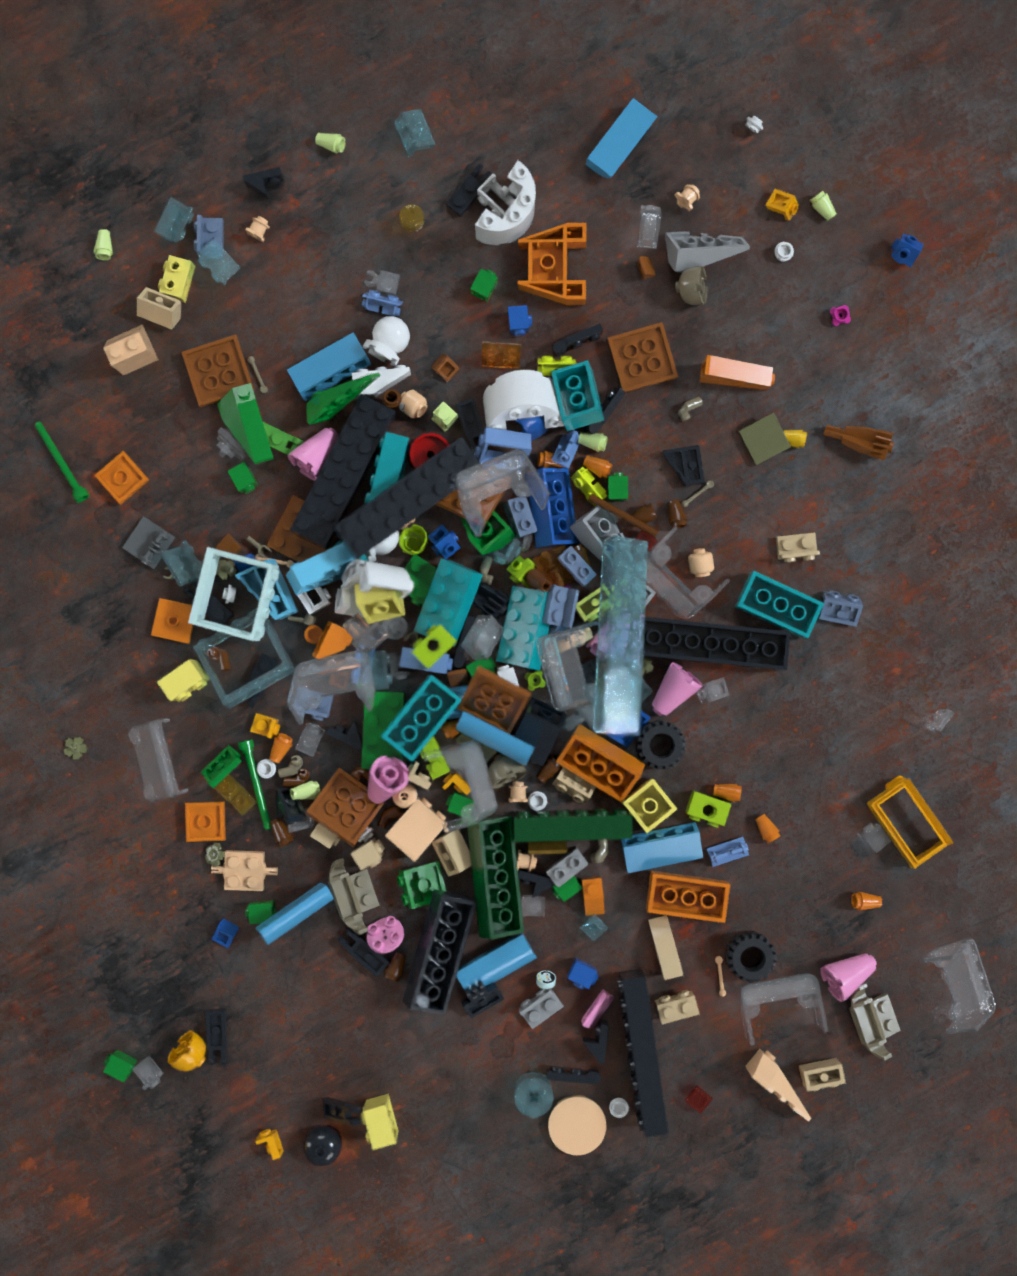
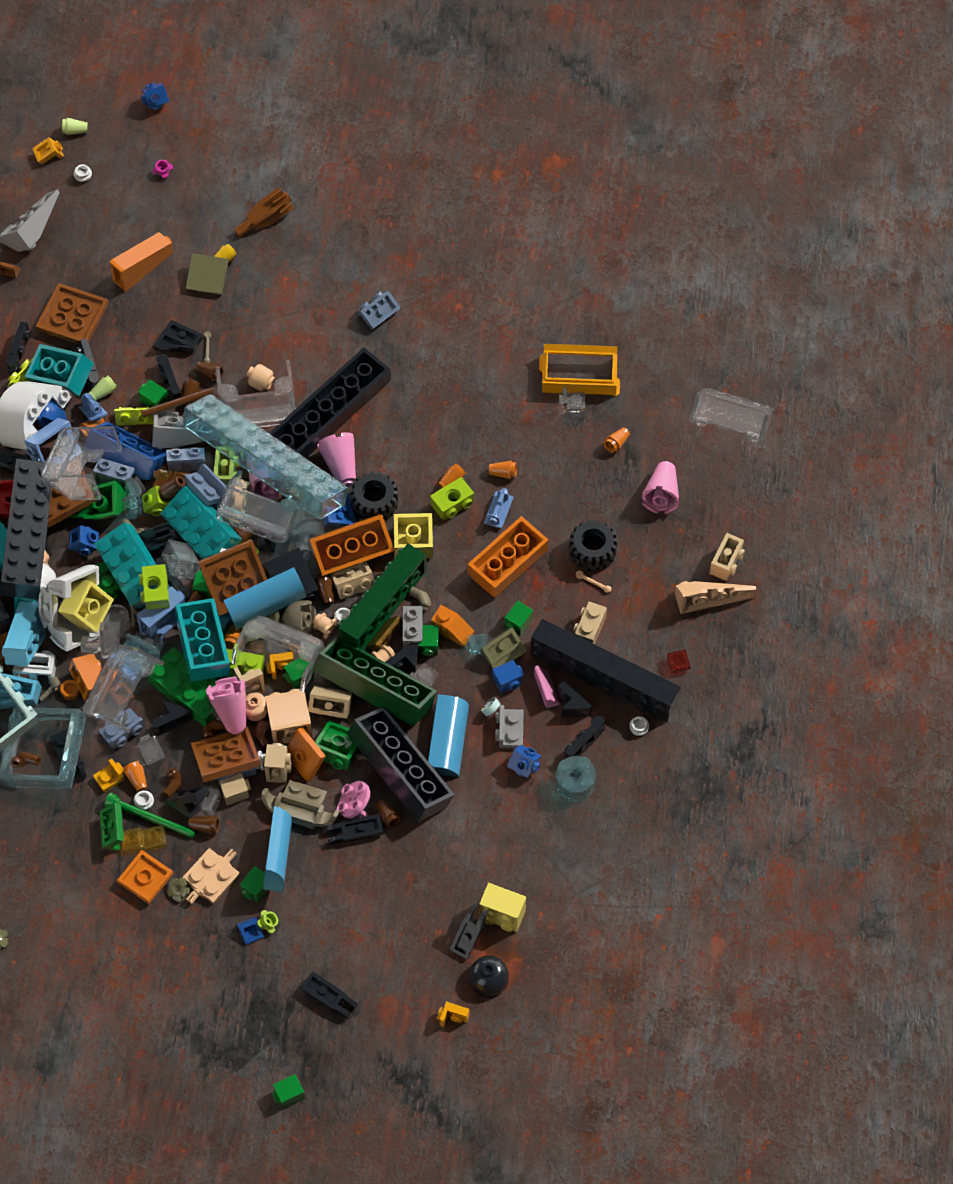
camera: 45 degrees left, 25 degrees down
(148, 1073) = (314, 1075): clear bracket -> none
(154, 760) = (65, 862): clear windscreen -> none
(184, 680) = (19, 804): light yellow brick -> none
(189, 1052) = (322, 1023): light orange cylinder -> none
(241, 948) = (271, 918): none -> lime plate
(293, 768) = (161, 780): dark tan arm -> none
(308, 790) = (188, 778): yellowish green cone -> none
(392, 869) = (305, 754): none -> orange plate
(413, 540) = (62, 561): lime hair -> none
(481, 998) = (465, 764): black hinge -> none
(517, 1043) = (524, 761): none -> blue brick
(577, 1125) = (628, 767): light nougat tile -> none
(598, 466) = (124, 398): orange cone -> none
(602, 952) = (503, 648): none -> olive plate
(640, 943) = (518, 617): none -> green brick
(644, 486) = (168, 376): none -> black hinge
(662, 847) = (455, 551): dark azure brick -> none
(665, 947) = (539, 601): tan slope -> none
(688, 406) = (136, 309): dark tan arm -> none
(692, 286) = (51, 245): dark tan cylinder -> none
(713, 691) = (364, 435): clear bracket -> none
(779, 605) = (336, 345): teal brick -> none
(797, 546) = (306, 308): tan bracket -> none
(802, 986) = (644, 523): clear windscreen -> none
(873, 1021) = (714, 496): dark tan plate -> none
(940, 718) = (518, 302): clear bracket -> none

